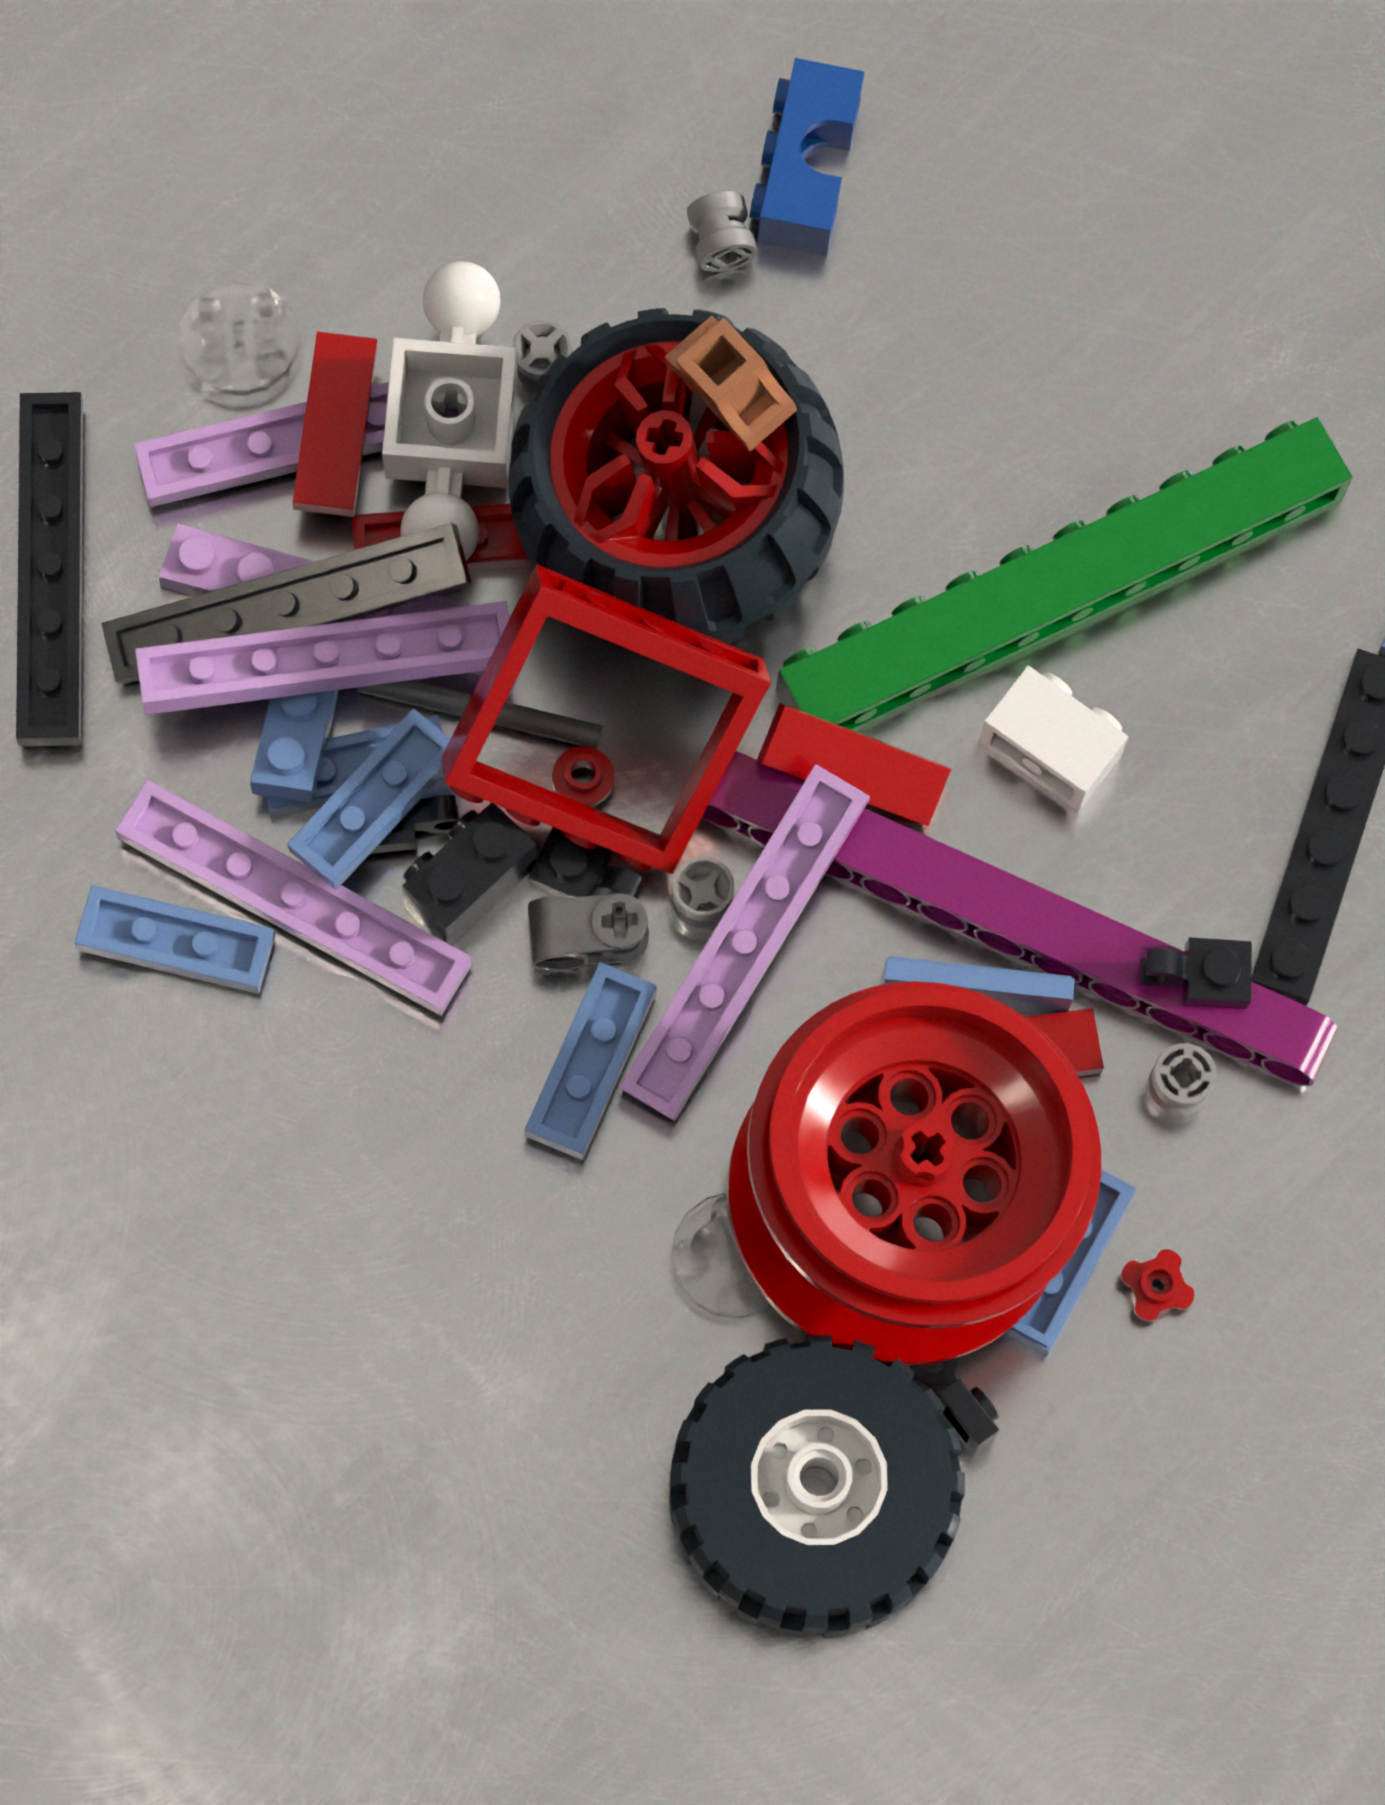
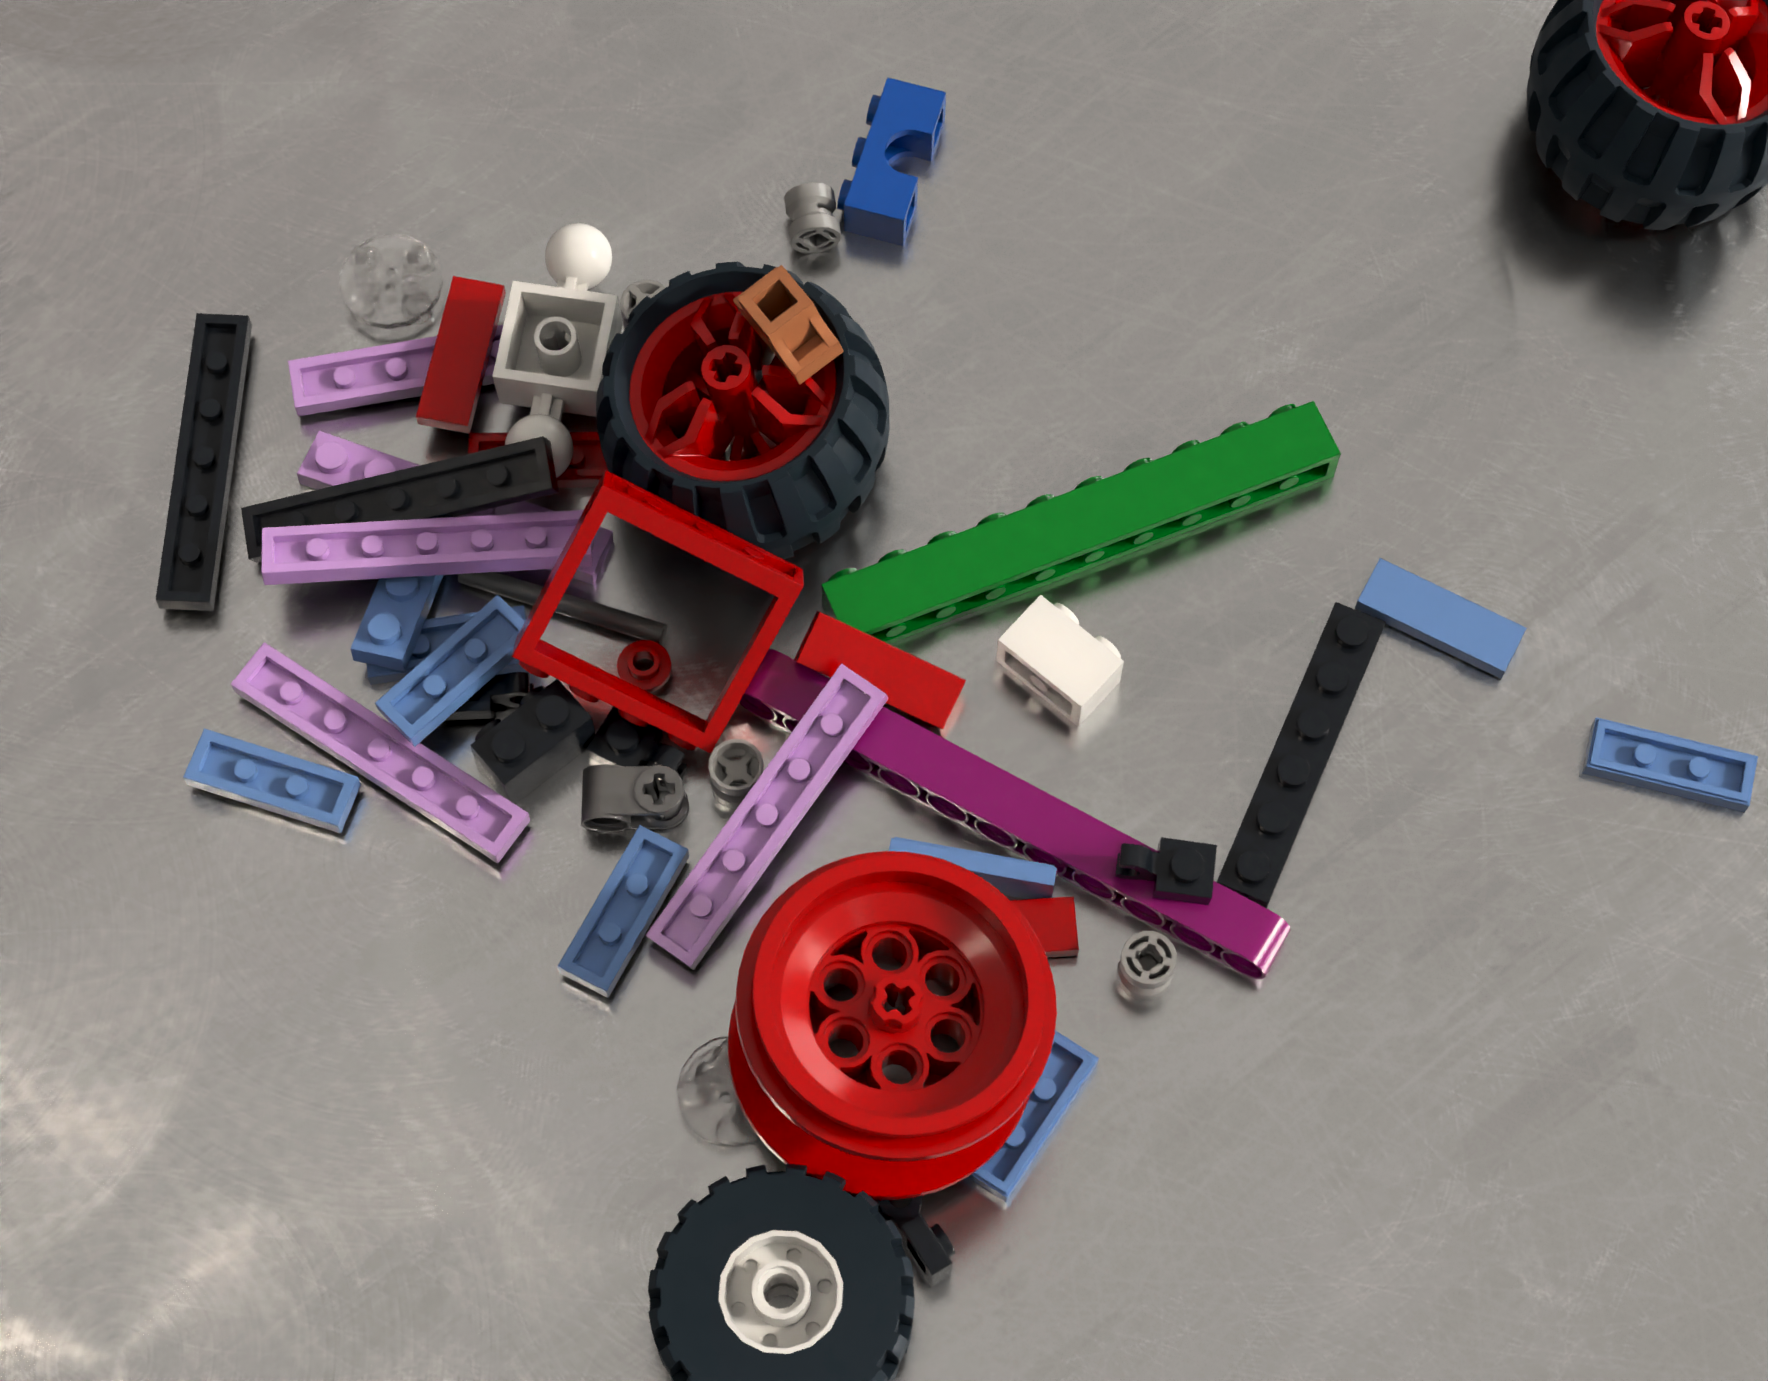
camera: 10 degrees right, 5 degrees down
(1148, 1301) = (1102, 1160): red plate -> none

